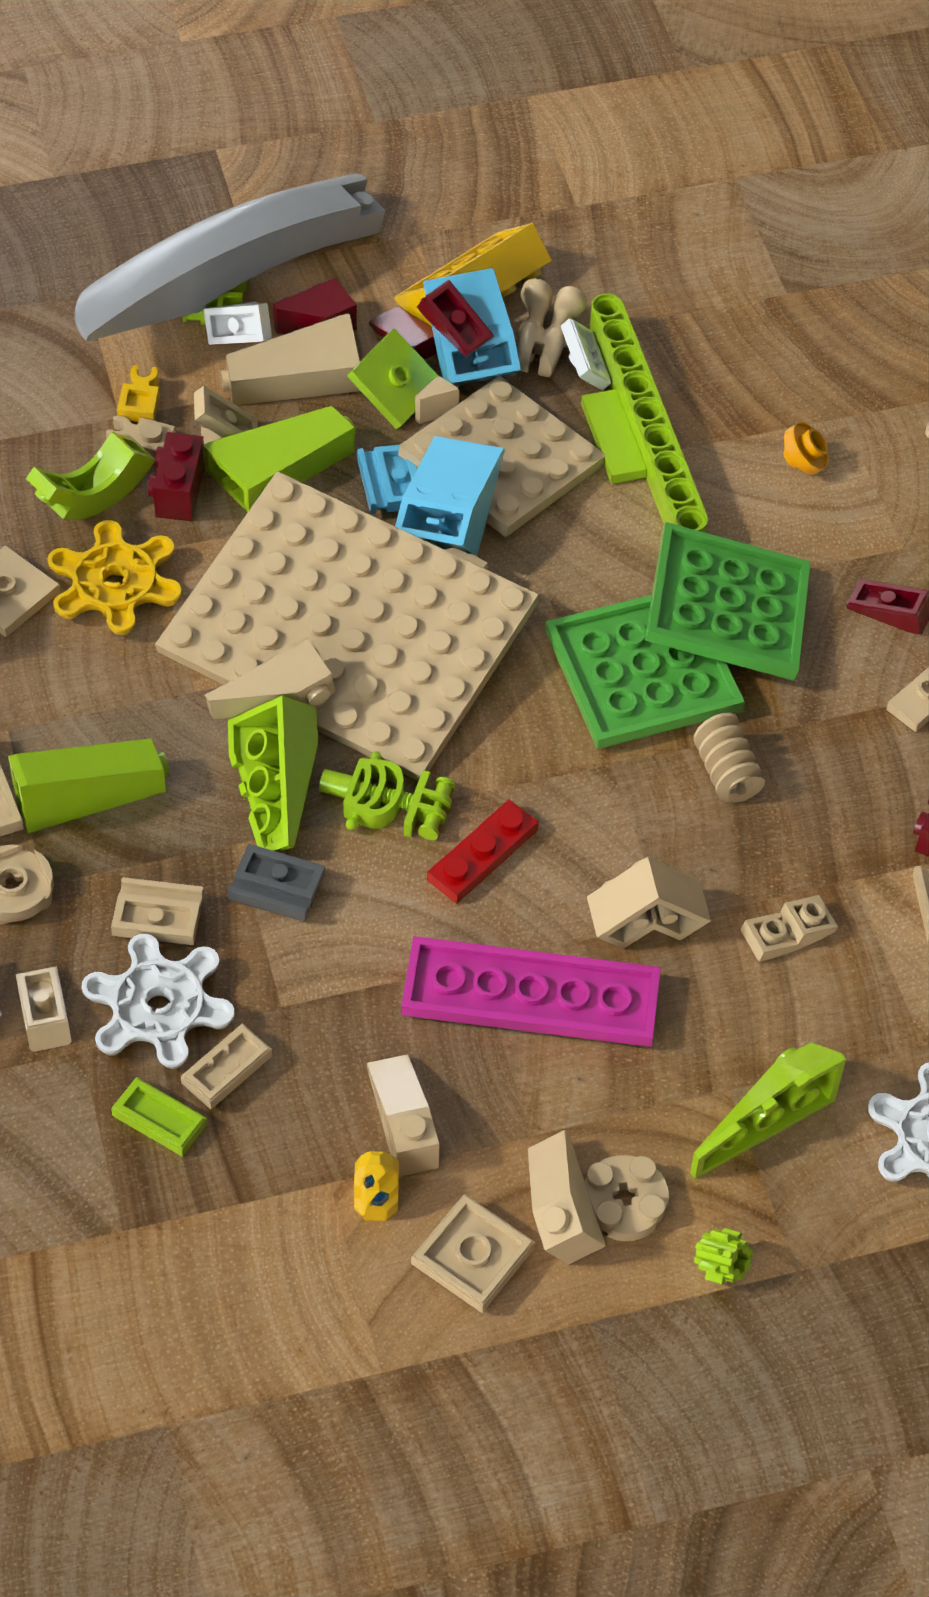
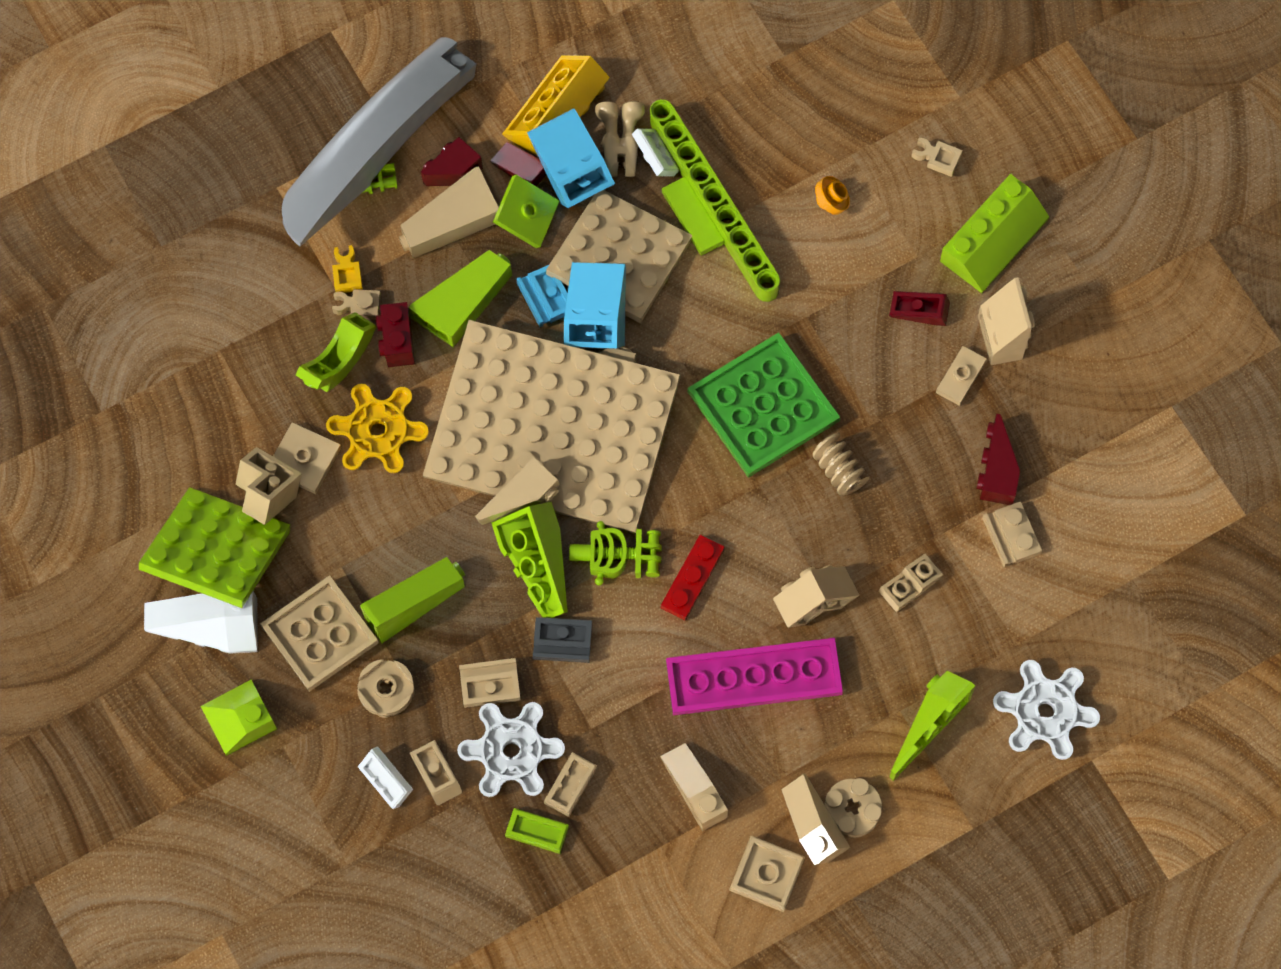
camera: 10 degrees left, 15 degrees up
(219, 416) = (414, 279): tan slope -> none
(238, 323) = (399, 192): white slope -> none
(376, 1186) = (693, 846): yellow rock -> none
(435, 400) = (560, 220): tan slope -> none
(455, 318) = (560, 160): dark red slope -> none
(723, 1256) = (926, 835): lime gear -> none
(728, 601) = (810, 340): bright green plate -> none

